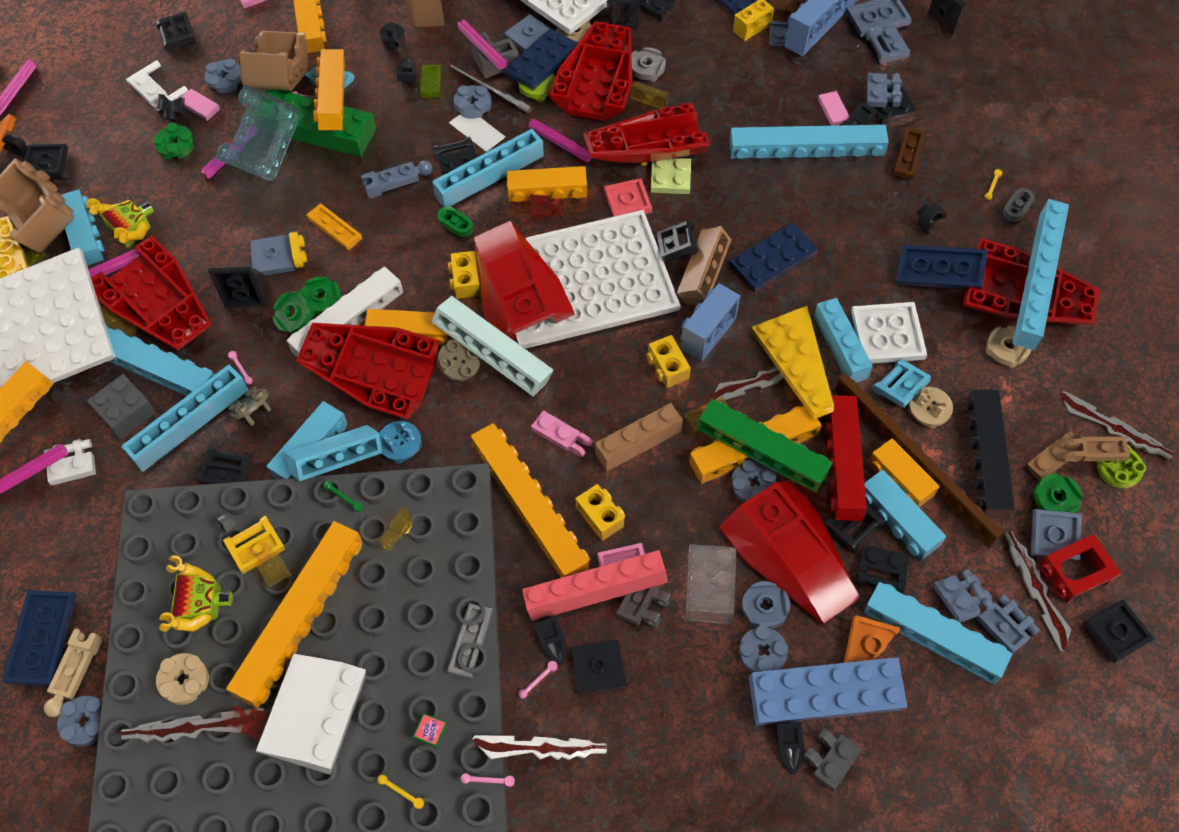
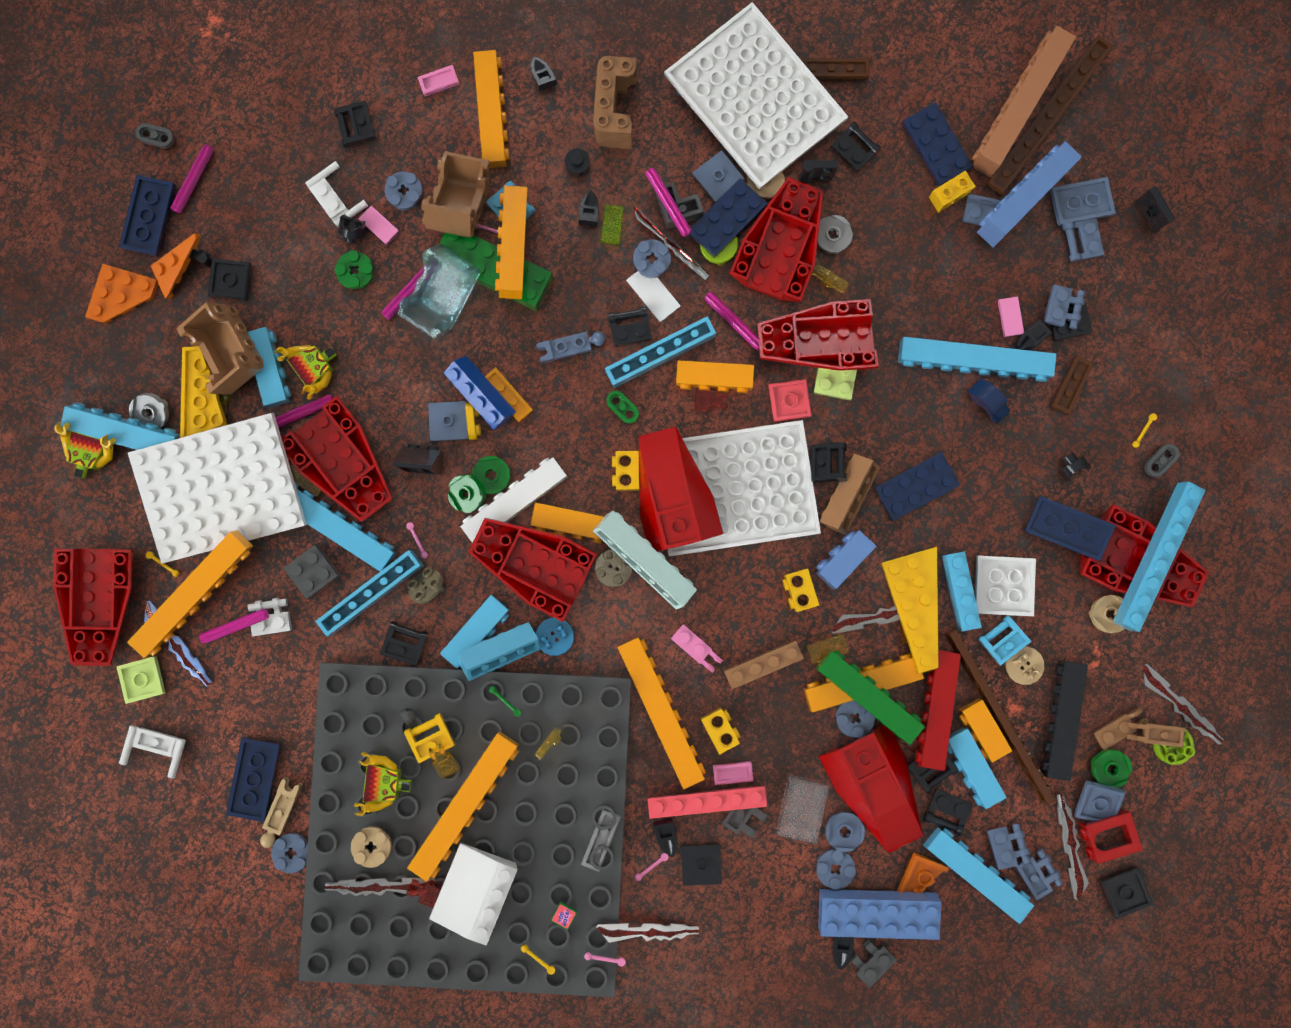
camera: 10 degrees right, 25 degrees up
(304, 222) = (479, 392): none -> blue brick
(830, 168) = (991, 399): none -> dark blue brick

